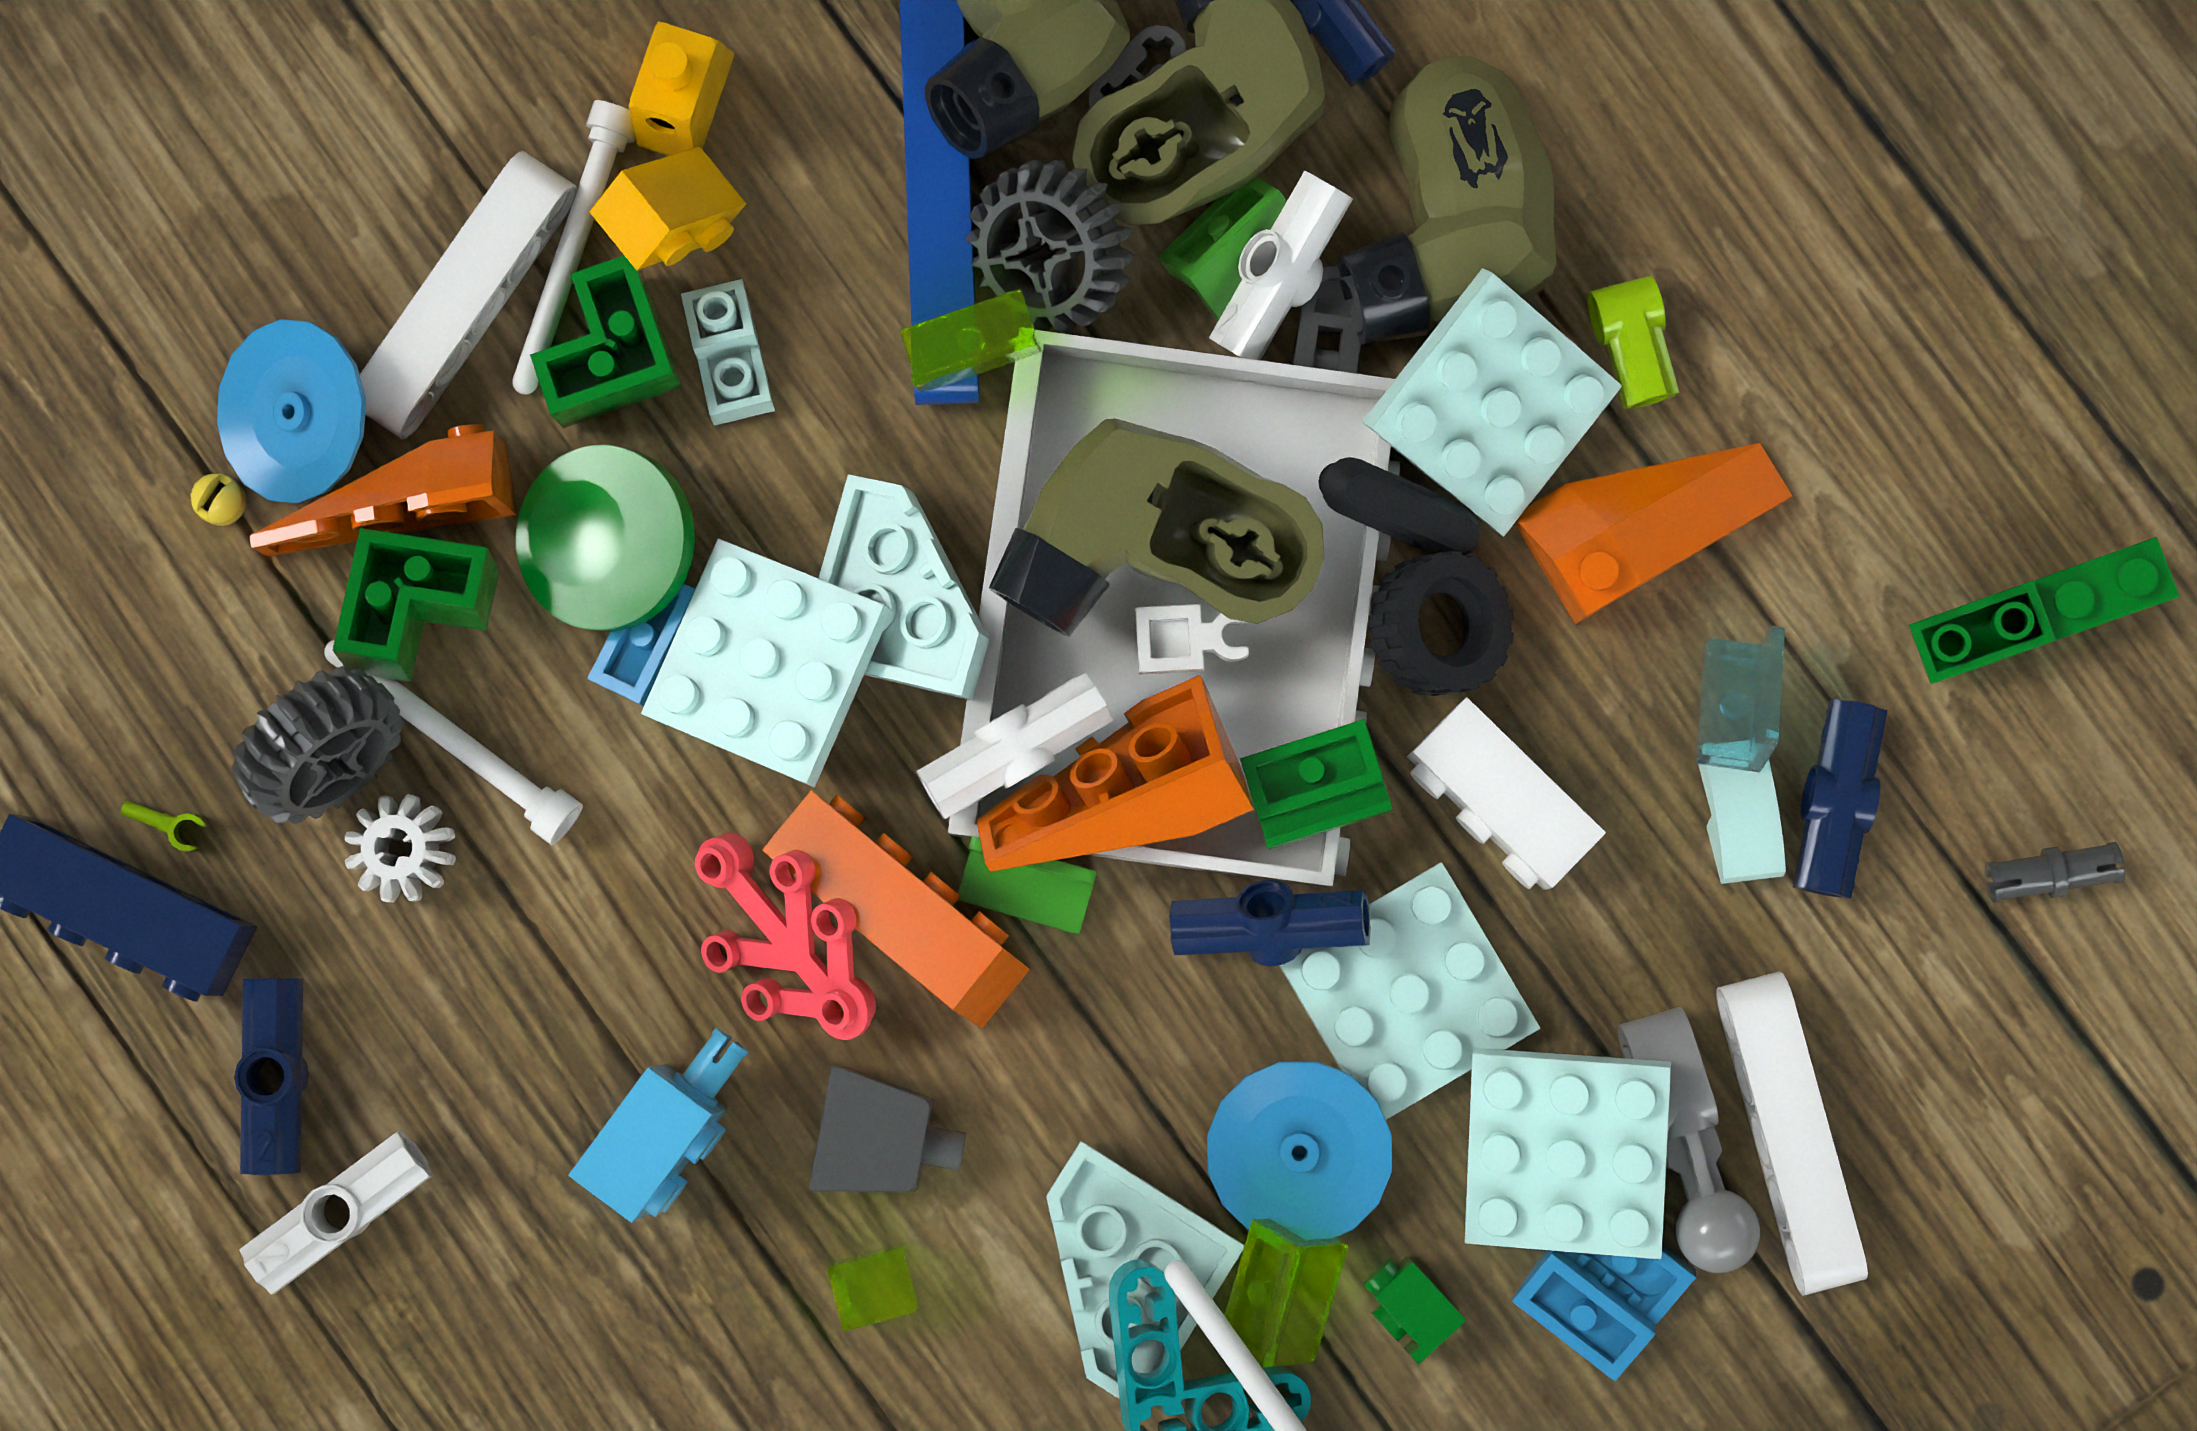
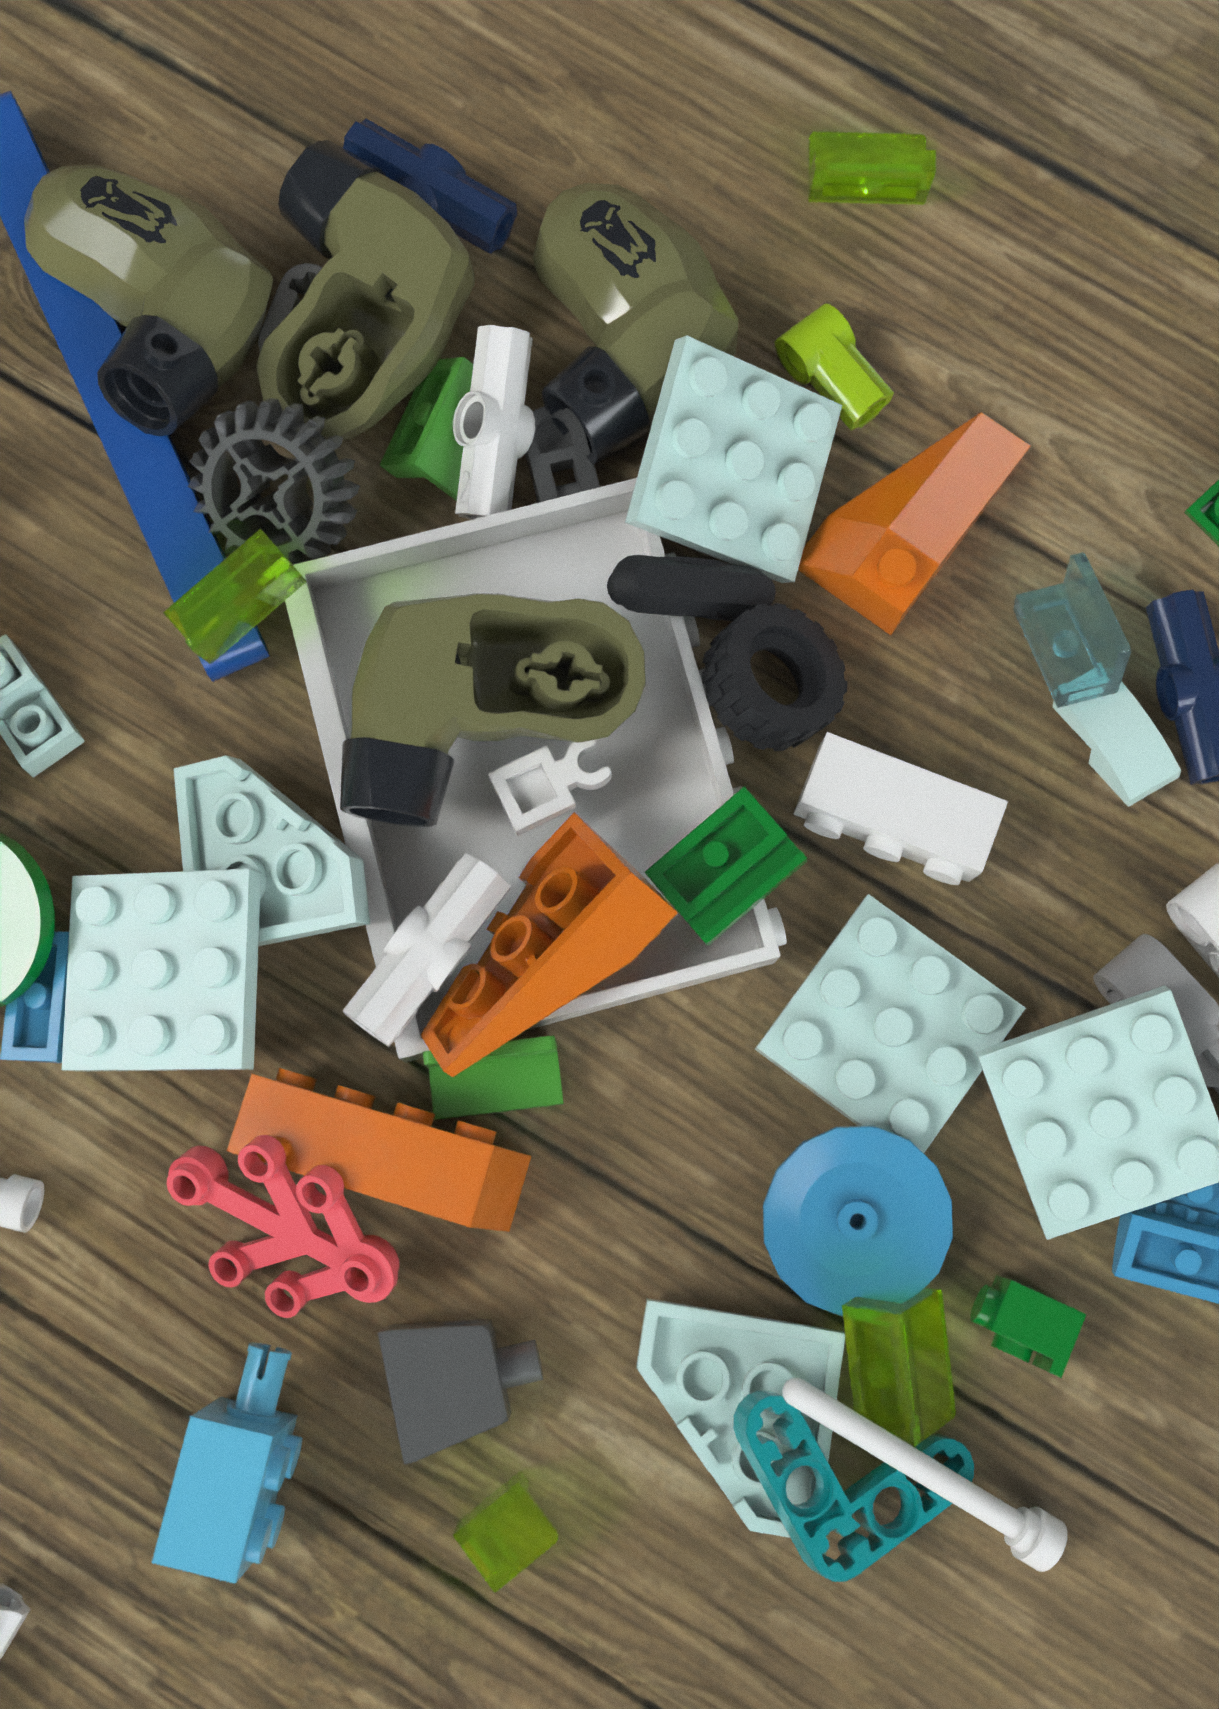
camera: 25 degrees left, 5 degrees down
(1270, 922) = (736, 1015): dark blue piece -> none
(1761, 147) = (869, 168): none -> clear neon green panel

